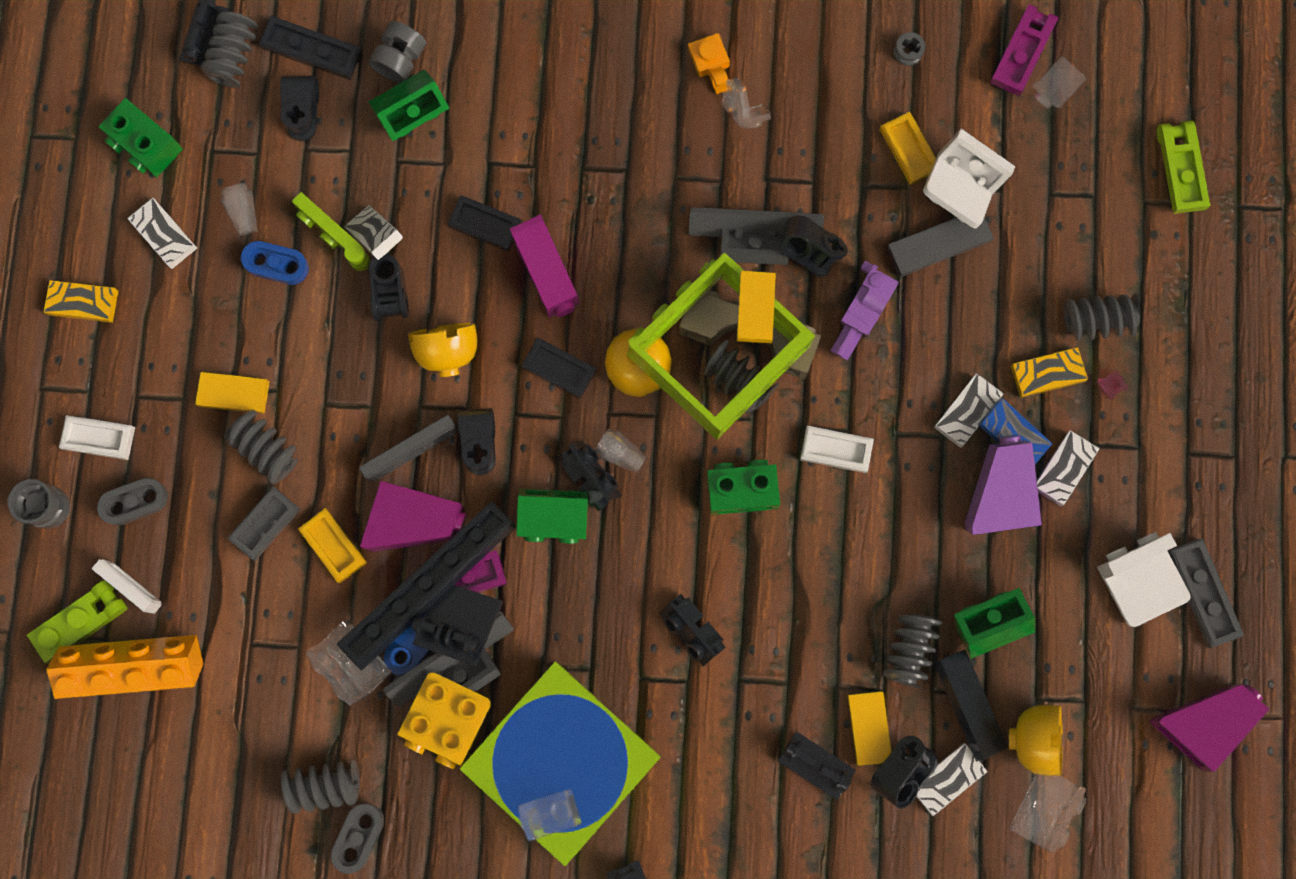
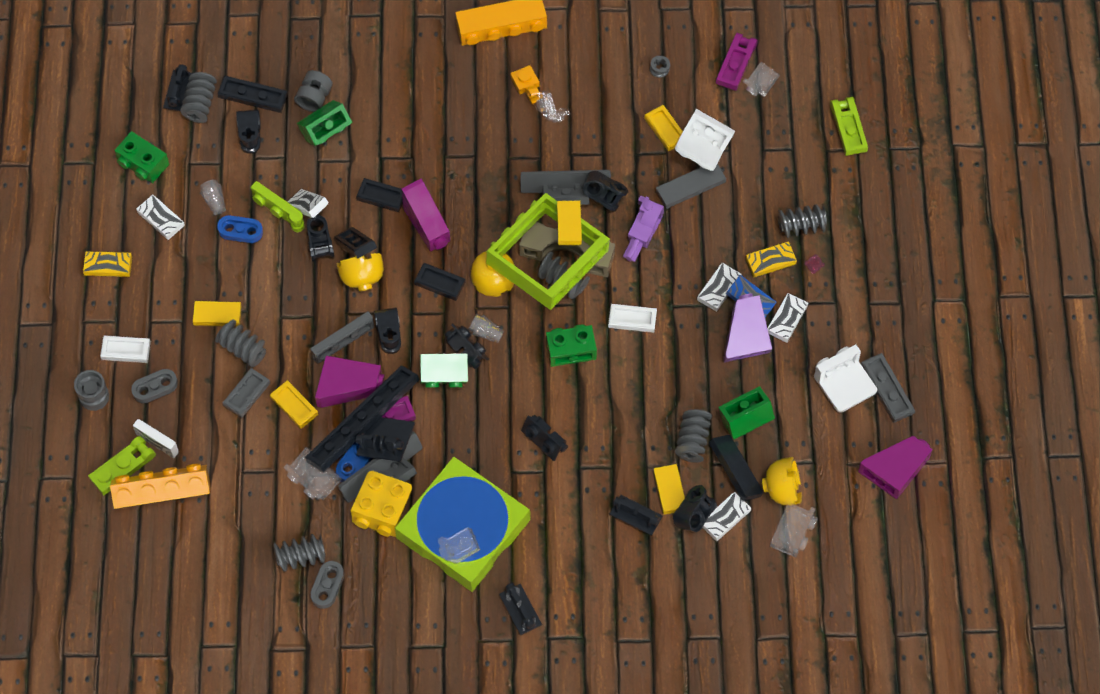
camera: 10 degrees left, 15 degrees down
(437, 304) = (355, 242): none -> black tile

